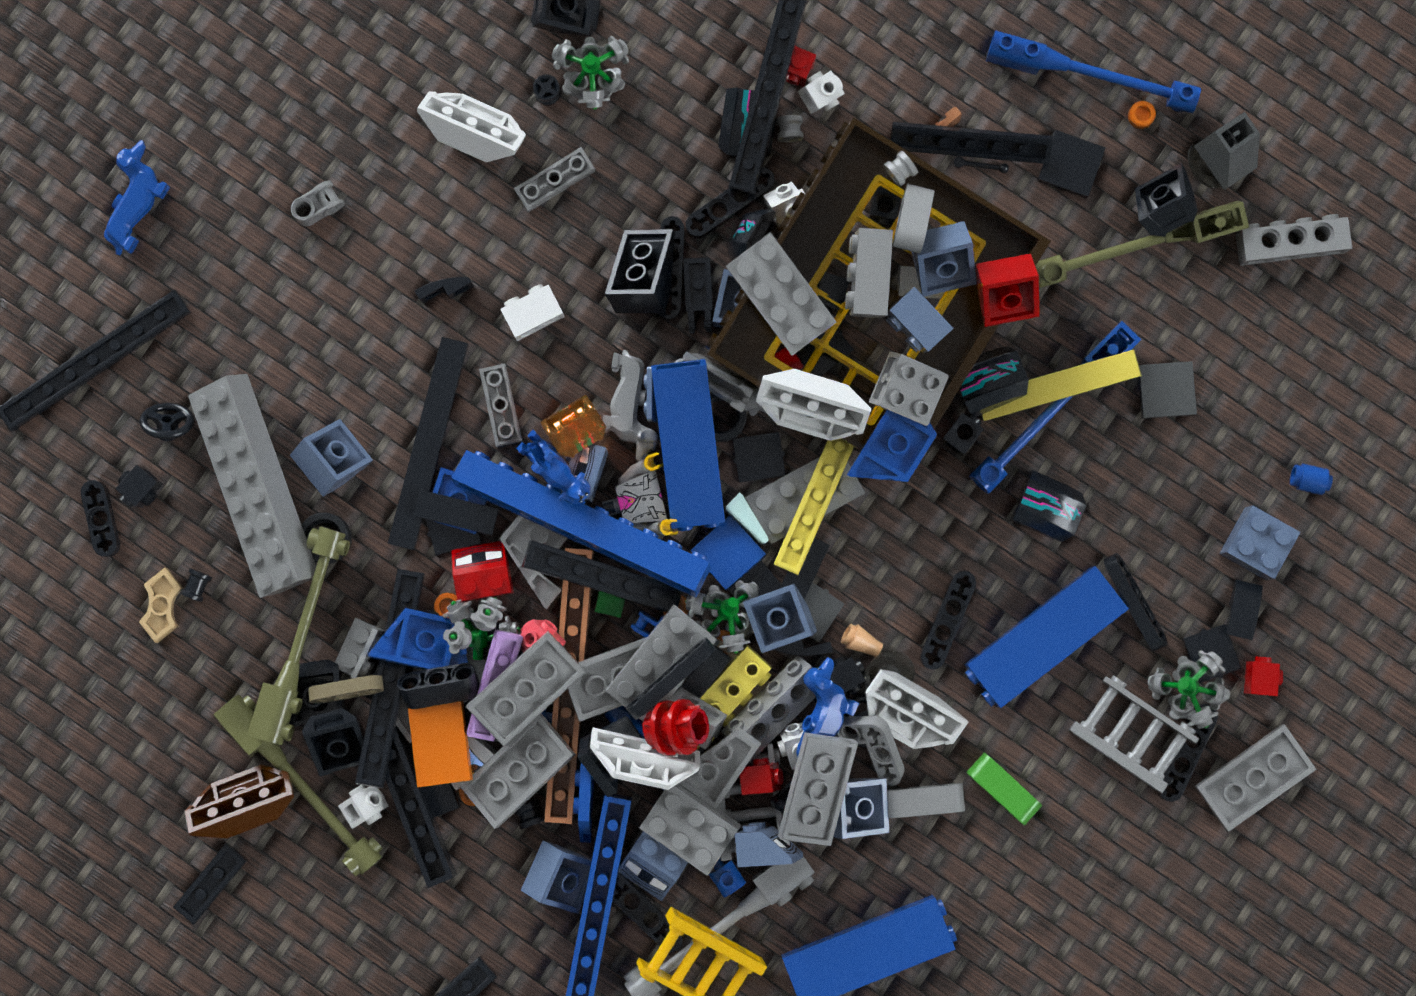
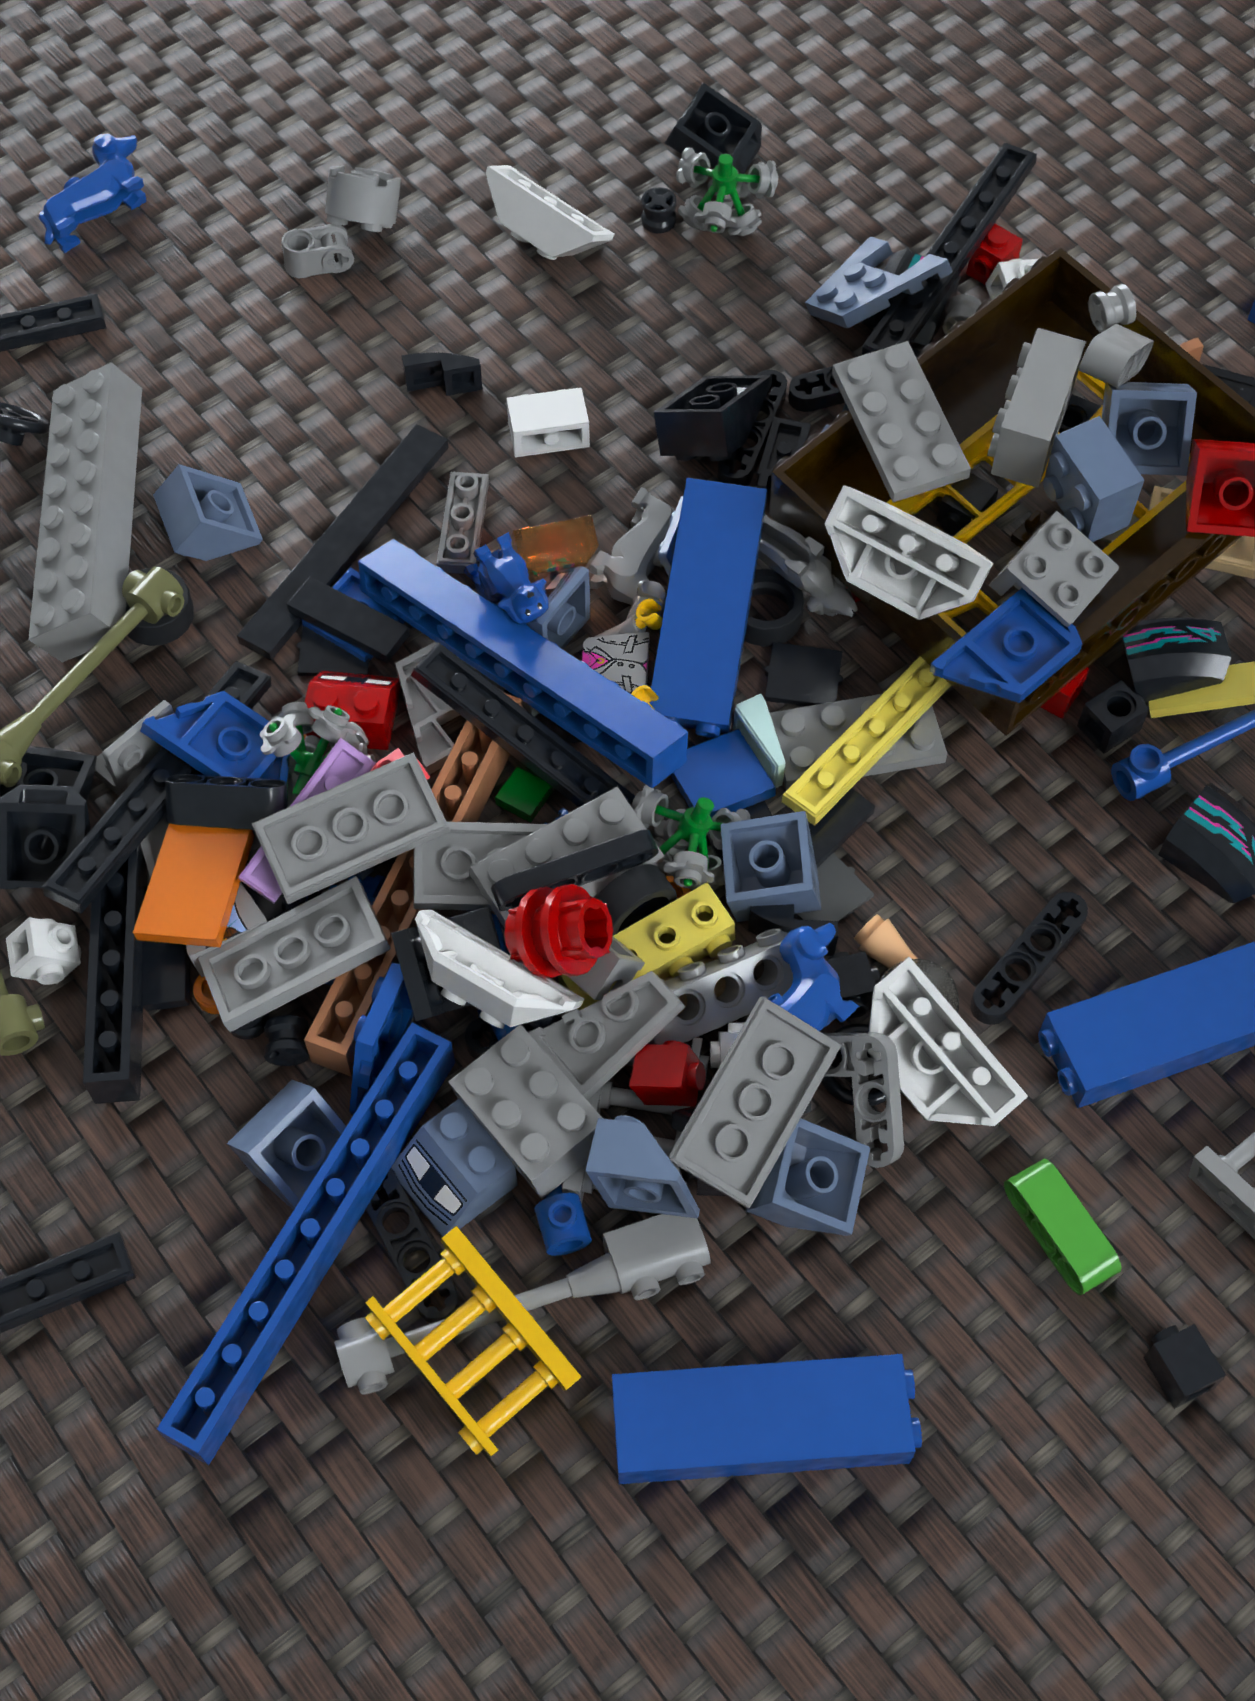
camera: 20 degrees right, 25 degrees down
(334, 155) = (362, 197): none -> light grey brick
(346, 689) = (116, 768): dark tan beam -> none
(540, 188) = (633, 303): light grey tile -> none
(711, 135) = (861, 290): none -> sand blue wing
(925, 800) = (925, 1205): light grey beam -> none
(1086, 850) = (1183, 1364): none -> black brick

